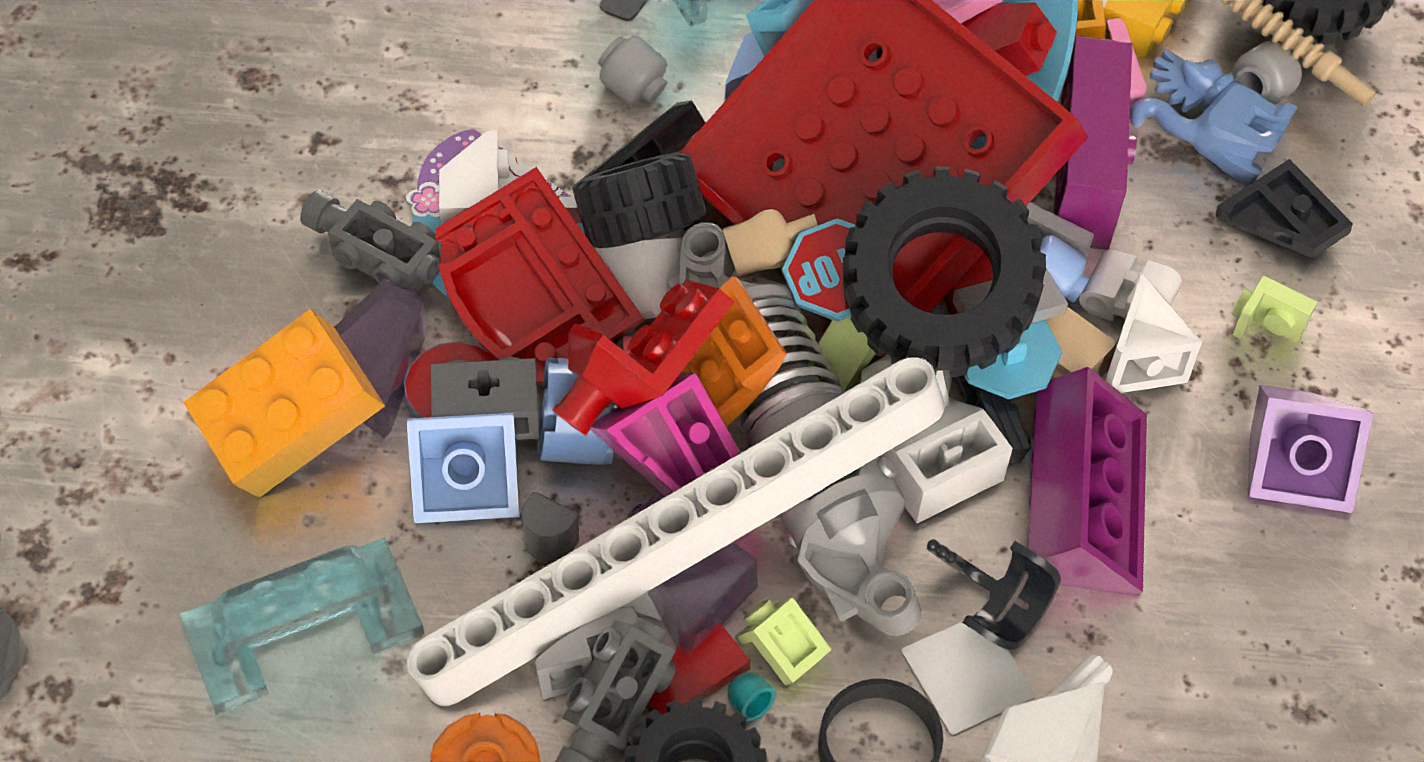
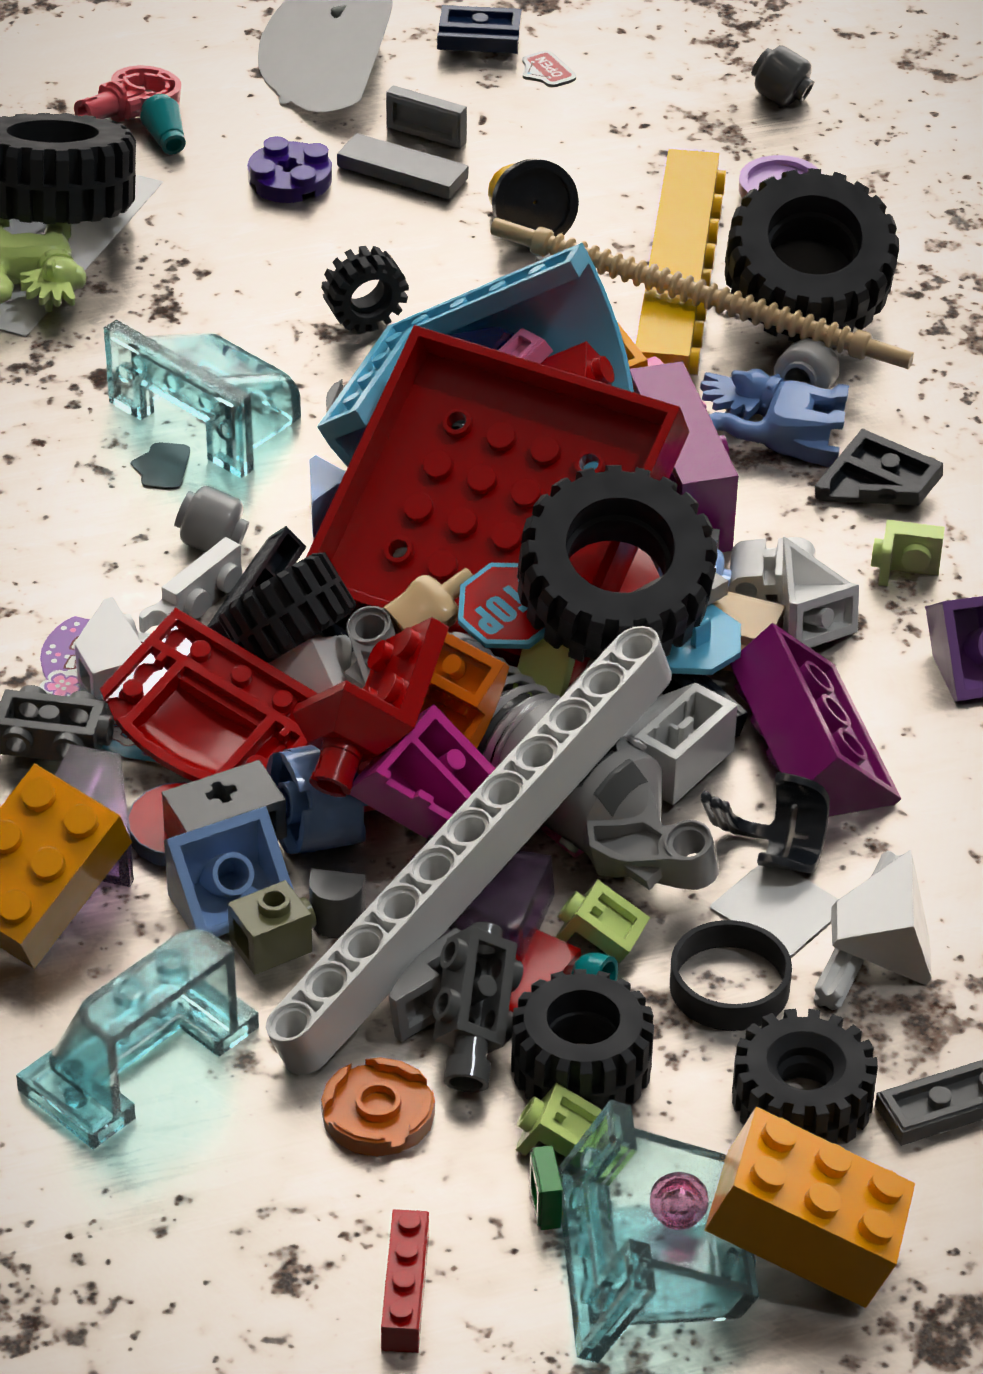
camera: 20 degrees left, 15 degrees down
(477, 534) = (271, 927): none -> olive brick
(583, 139) = (197, 585): none -> white plate

